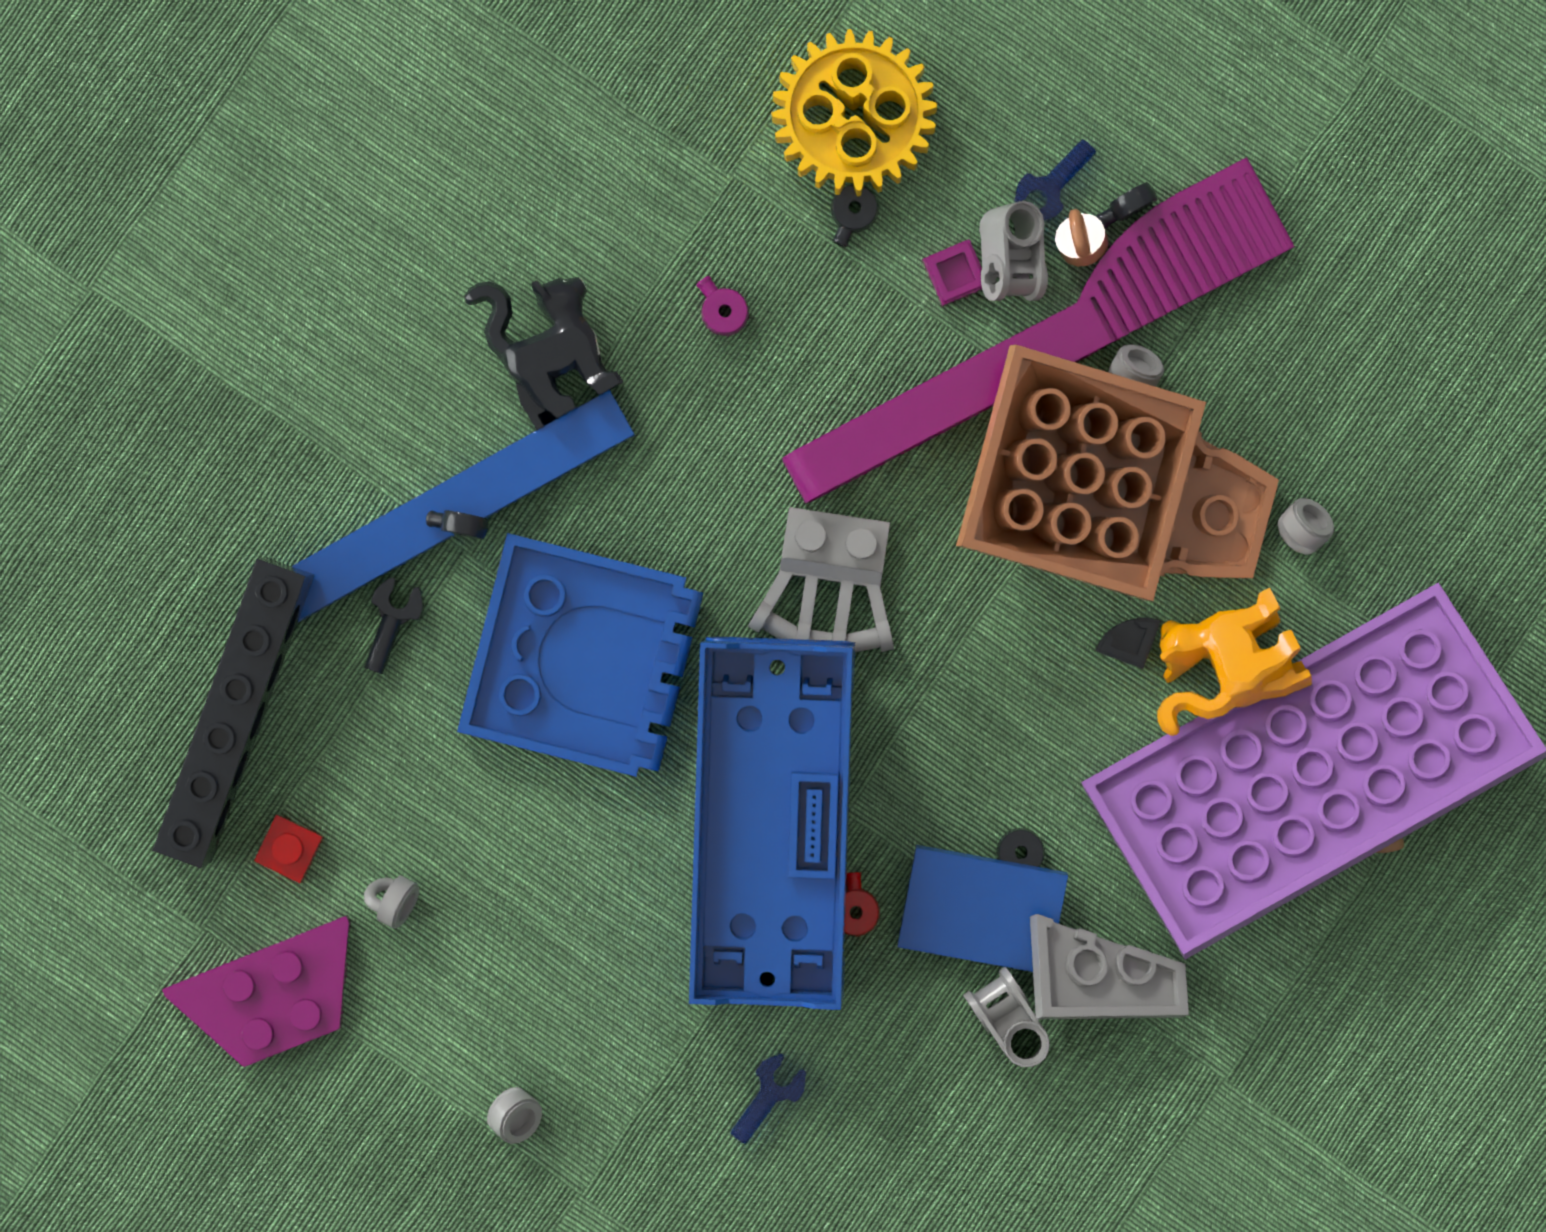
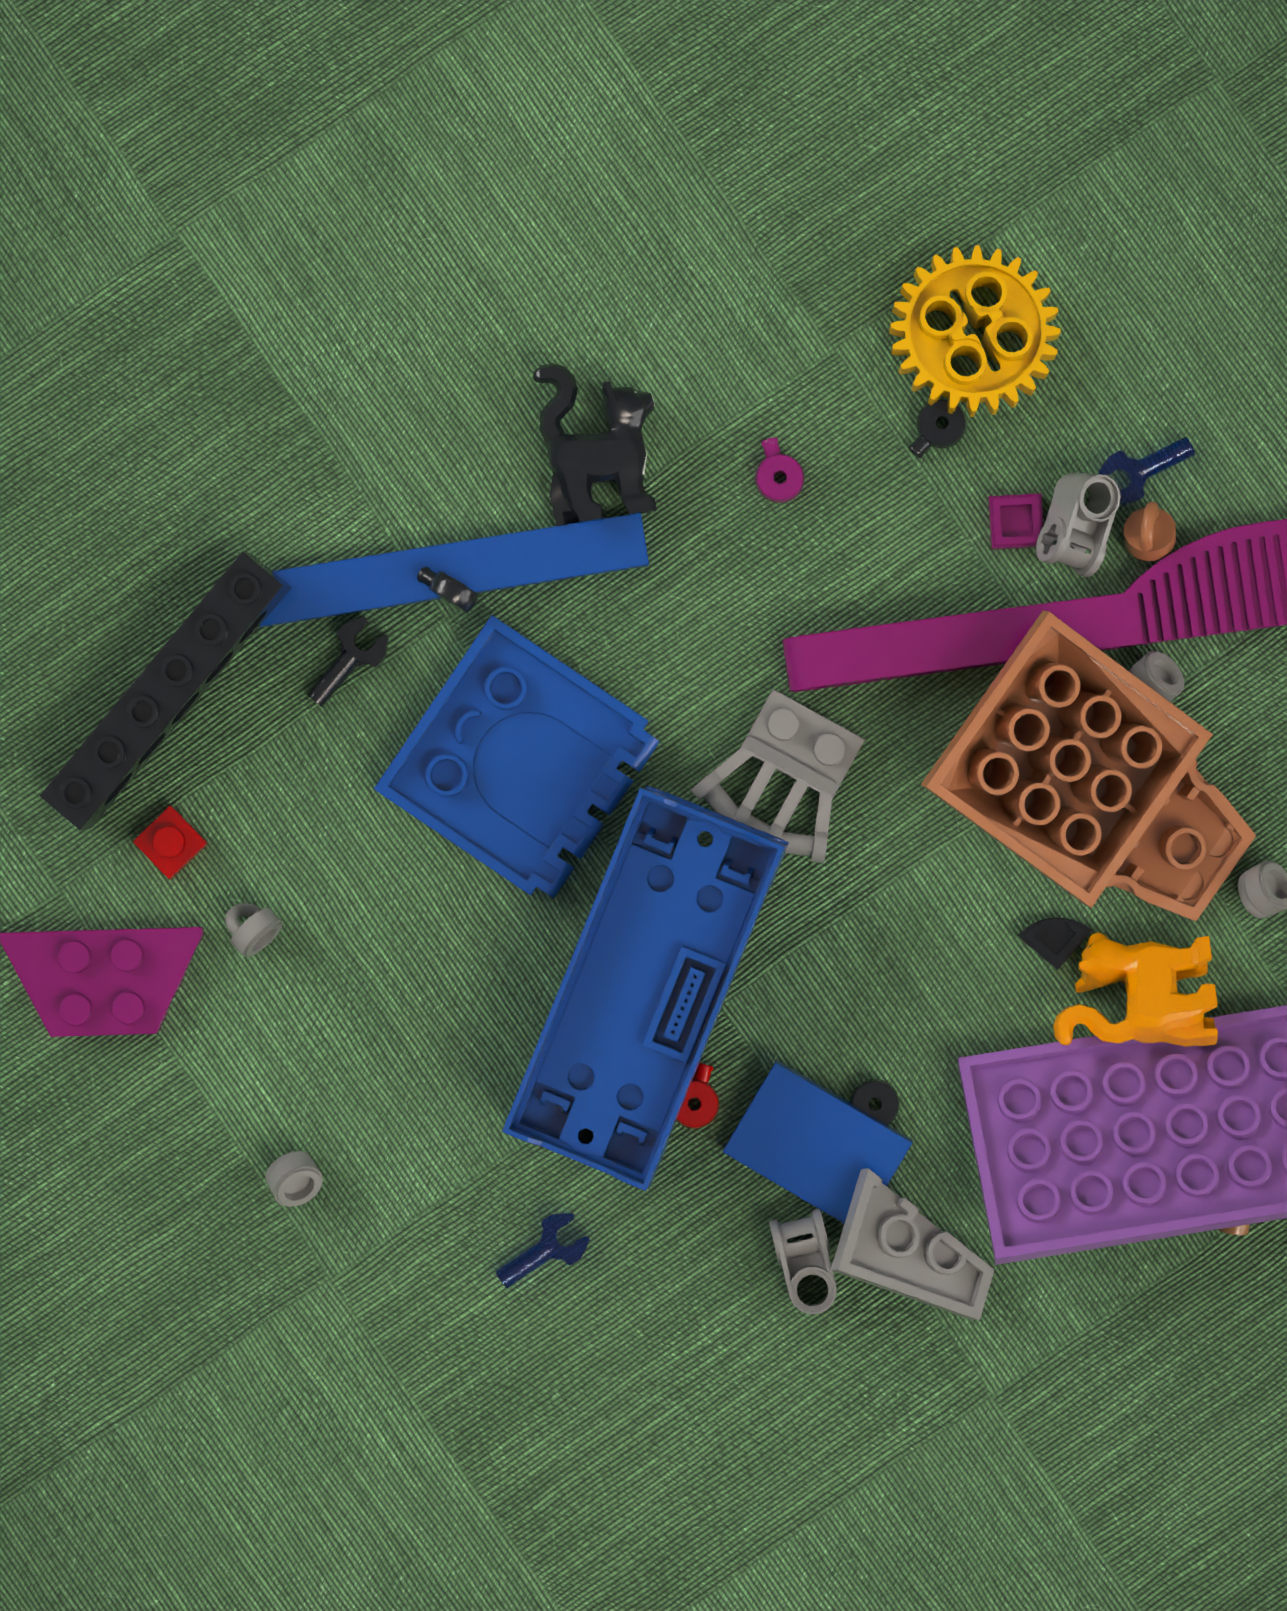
camera: 20 degrees right, 0 degrees up
(1128, 204) = (1207, 516): black piece -> none

